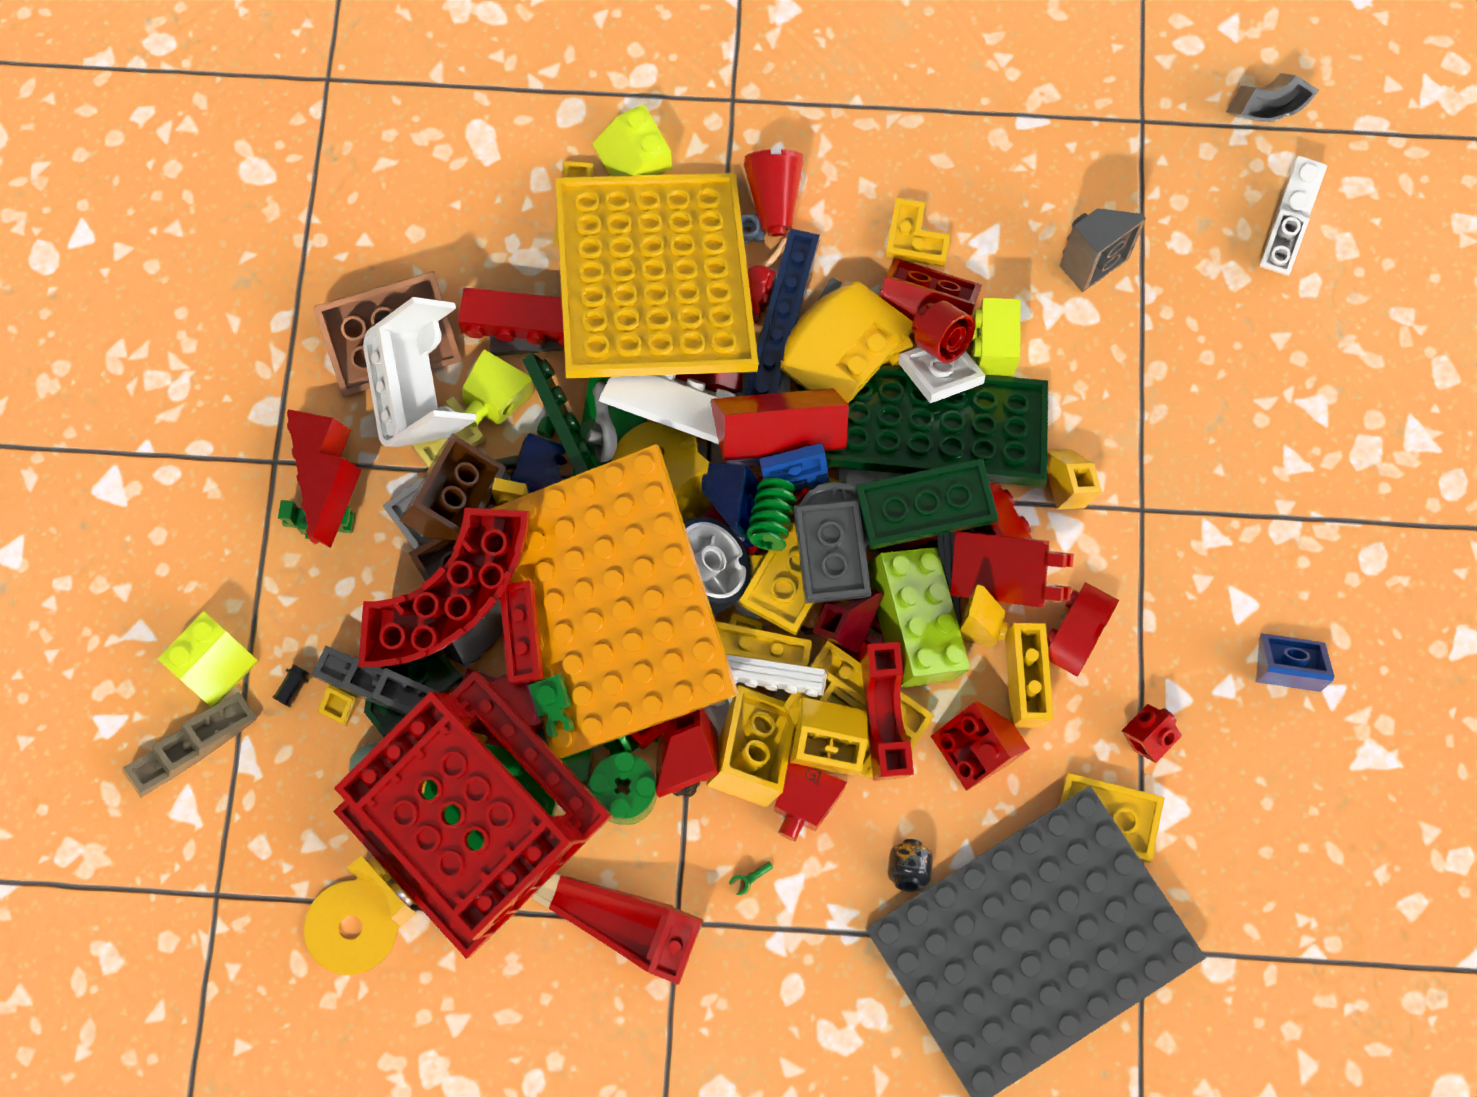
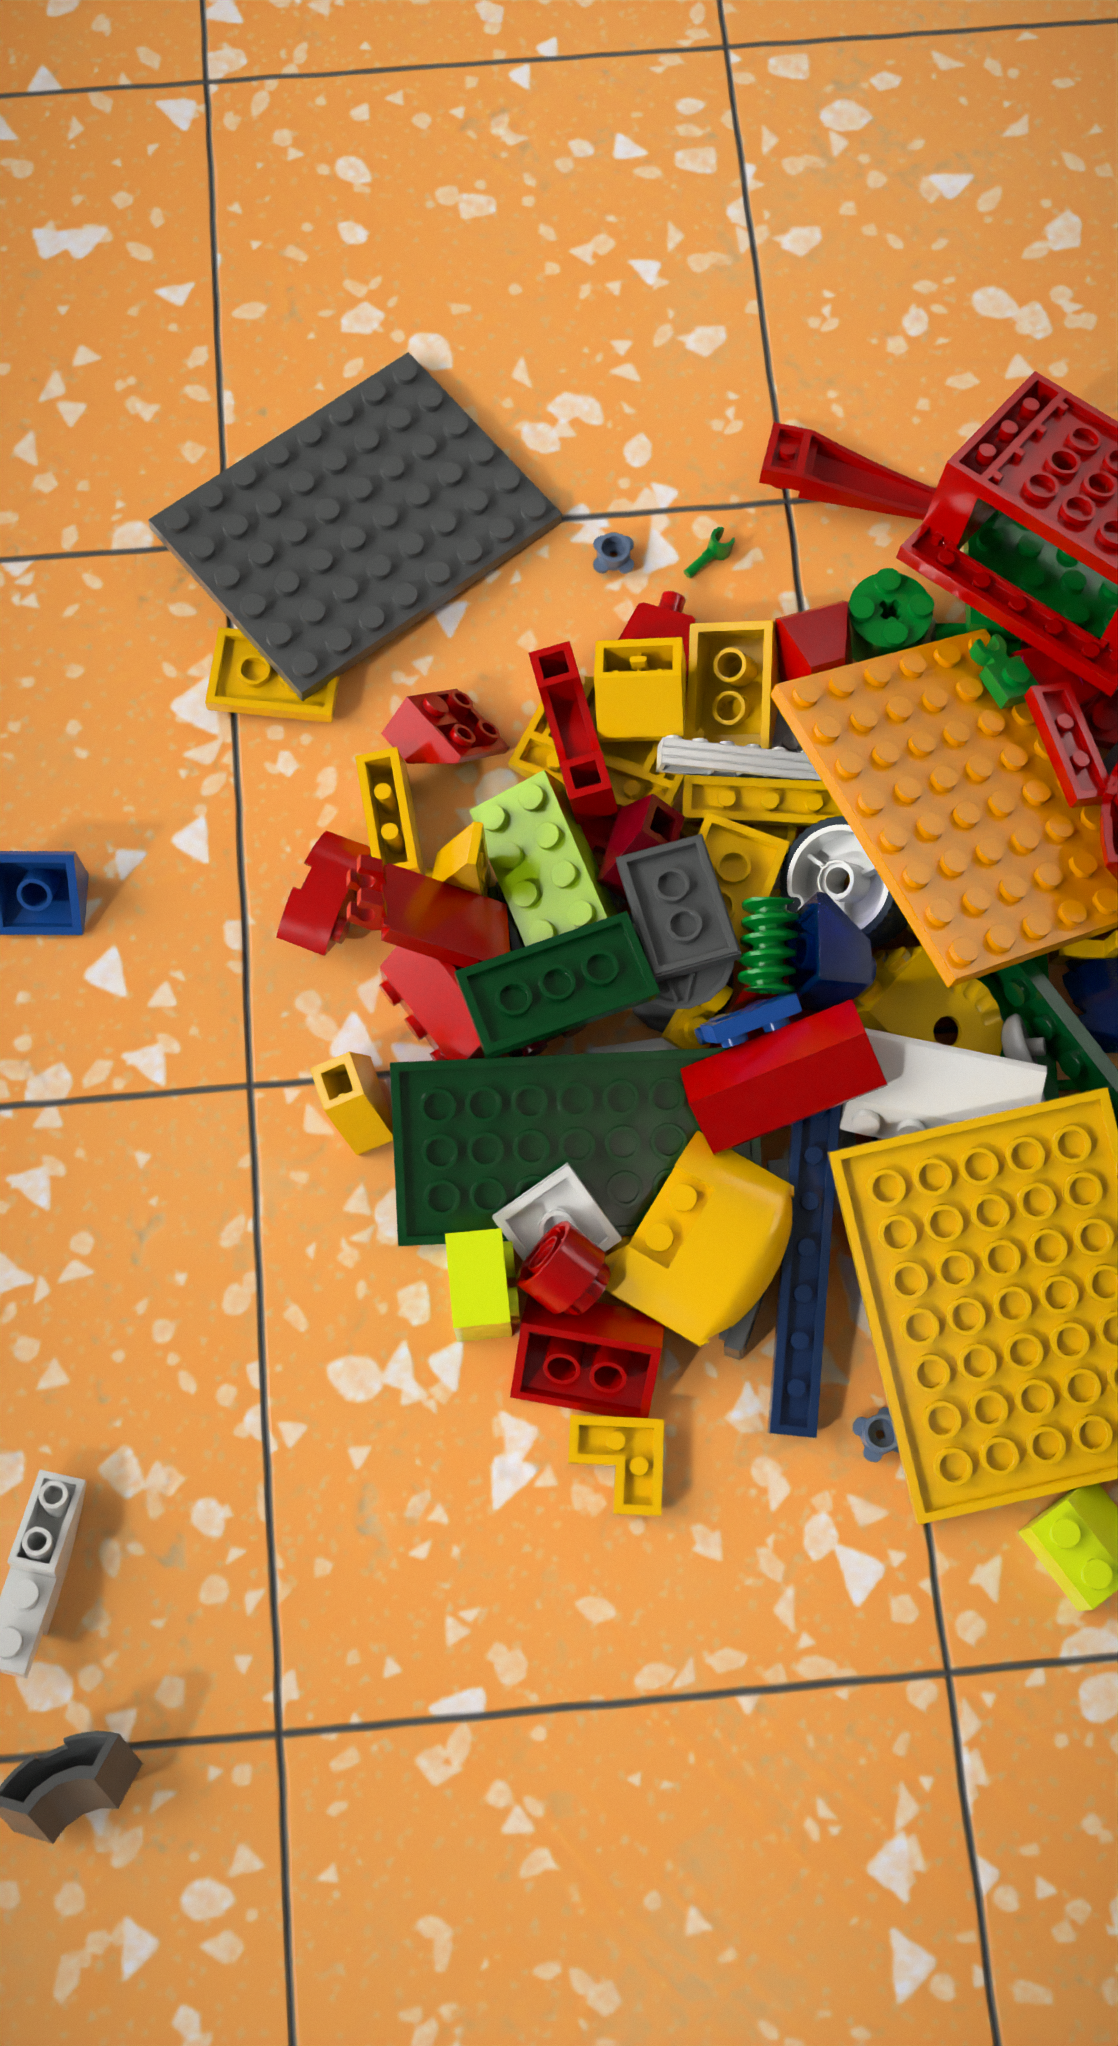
camera: 170 degrees right, 0 degrees up
(762, 282) = (846, 1338): red animal -> none
(774, 187) = (853, 1499): red cone -> none
(834, 881) = (617, 544): none -> sand blue plate
(910, 865) = (517, 584): head -> none
(1100, 245) = (336, 1449): dark grey slope -> none
(1152, 732) = (224, 774): red brick -> none

